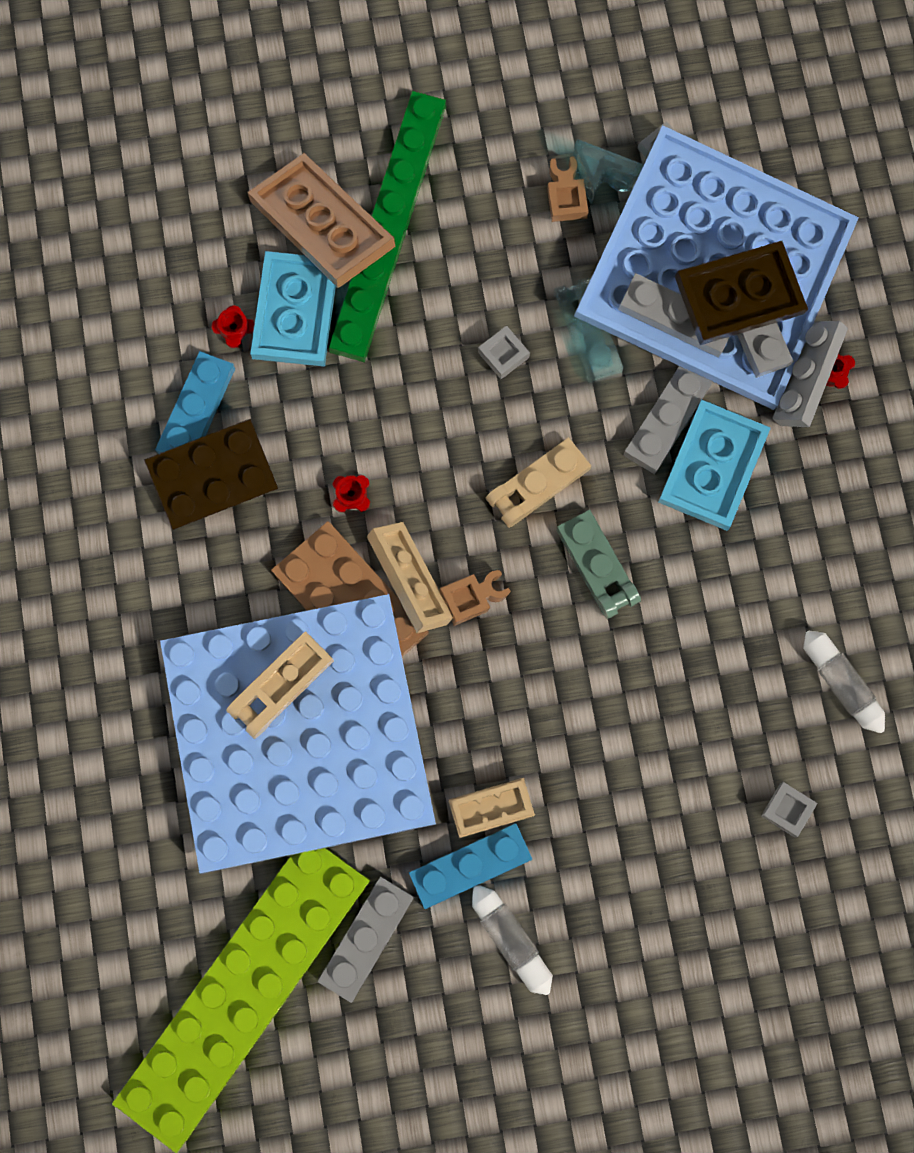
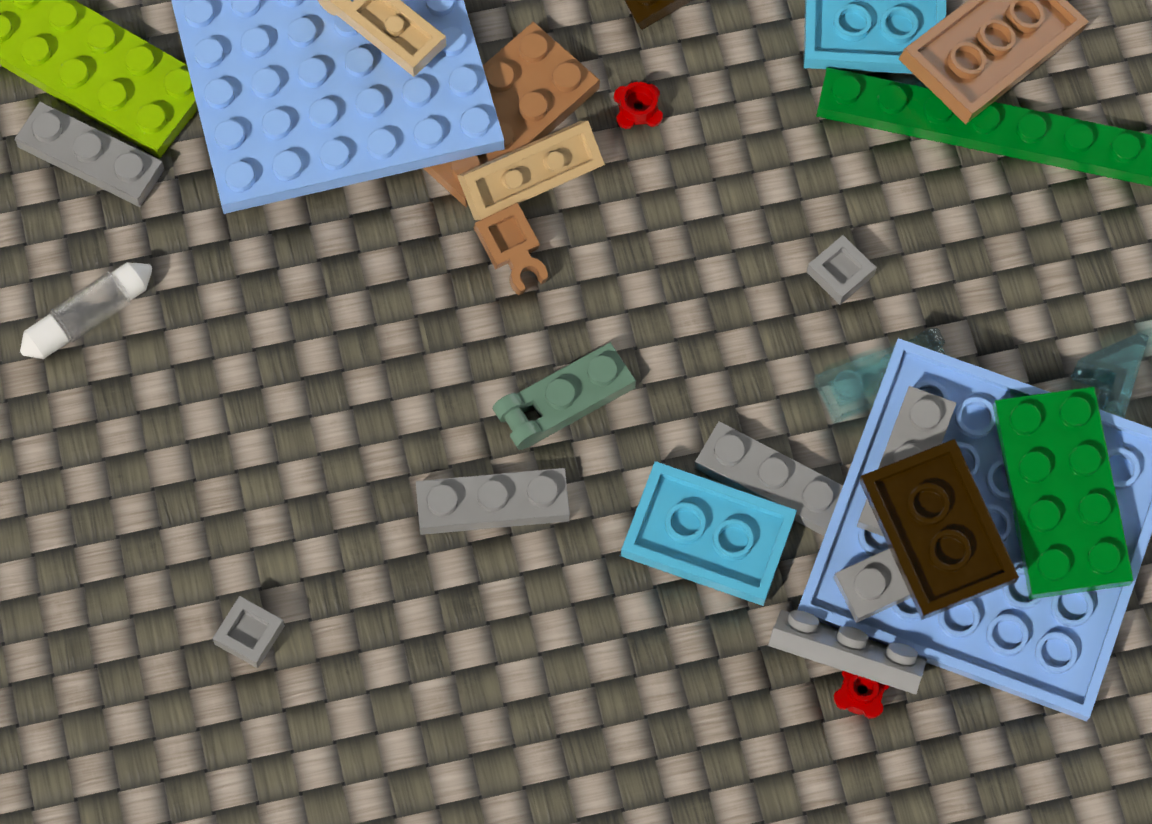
camera: 85 degrees right, 10 degrees down
(470, 866) = (176, 263): dark azure plate -> none
(491, 807) = (246, 280): tan plate -> none
(539, 482) = (670, 323): tan plate -> none
(566, 195) = (1072, 336): medium nougat plate -> none
(682, 623) = (492, 501): none -> light grey plate
(701, 210) = (1062, 493): none -> green plate
(844, 681) = (420, 703): piece -> none

